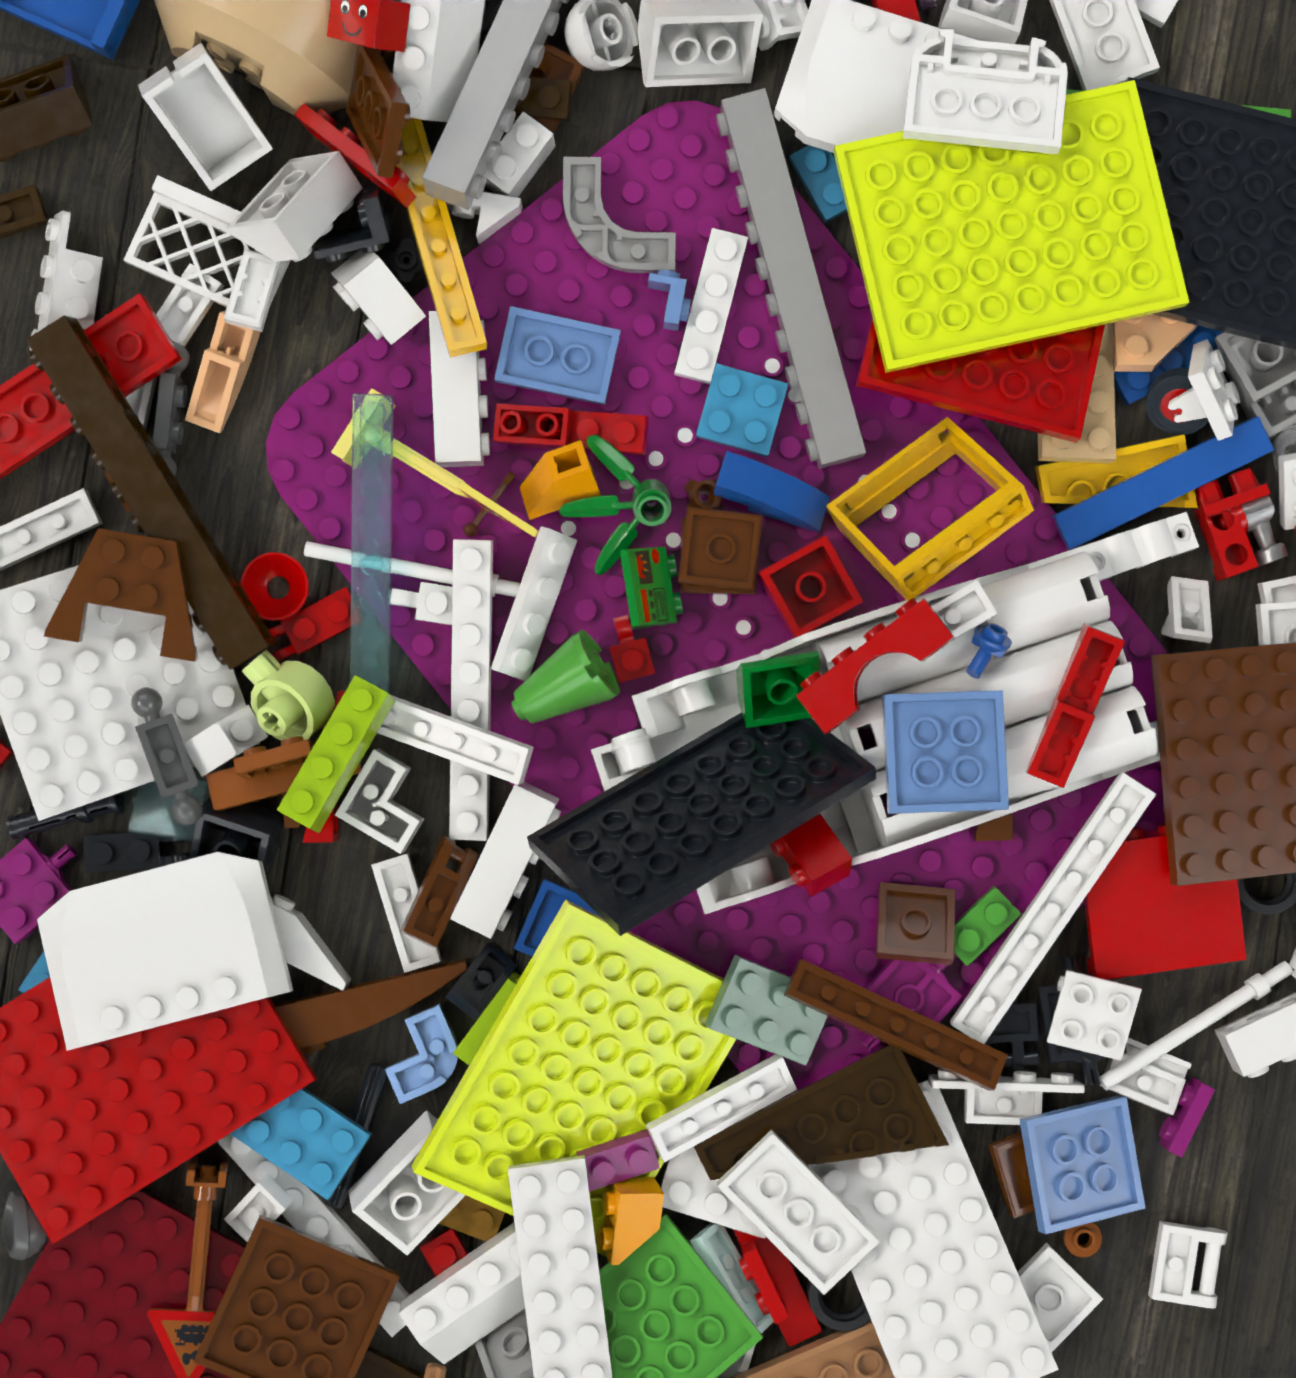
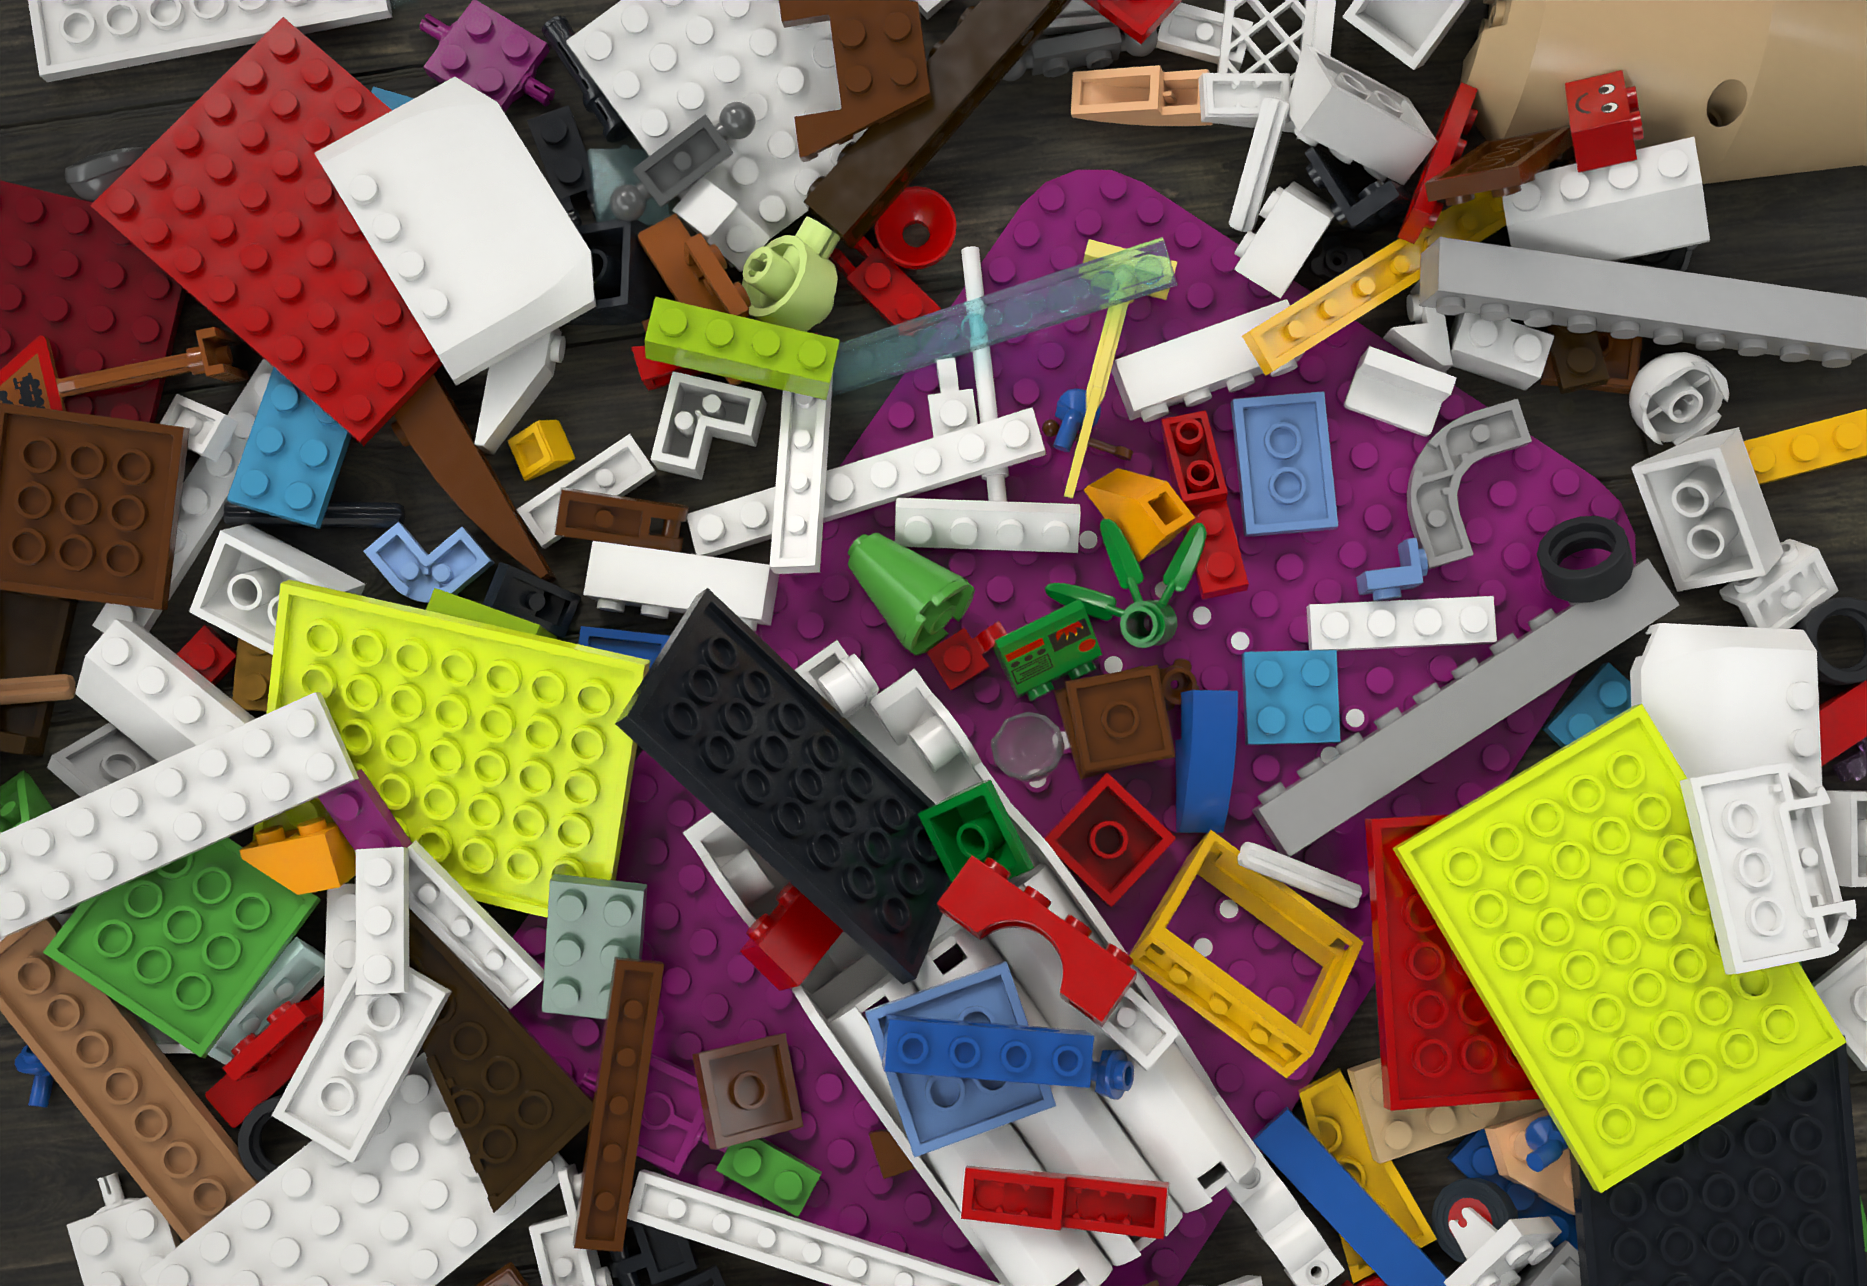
camera: 80 degrees right, 5 degrees down
(310, 297) = (1259, 164): none -> white axle
(359, 939) = (541, 448): none -> yellow slope
(463, 508) = (1071, 411): none -> blue plate
(528, 248) = (1398, 391): none -> white panel
(685, 148) = (1590, 583): none -> black tyre
(702, 1166) = (382, 921): none -> white plate
(718, 626) = (1028, 747): none -> clear hair
(881, 449) = (1299, 875): none -> white axle
(947, 729) = (987, 1051): none -> blue brick
(1139, 329) = (1545, 1142): none -> blue plate

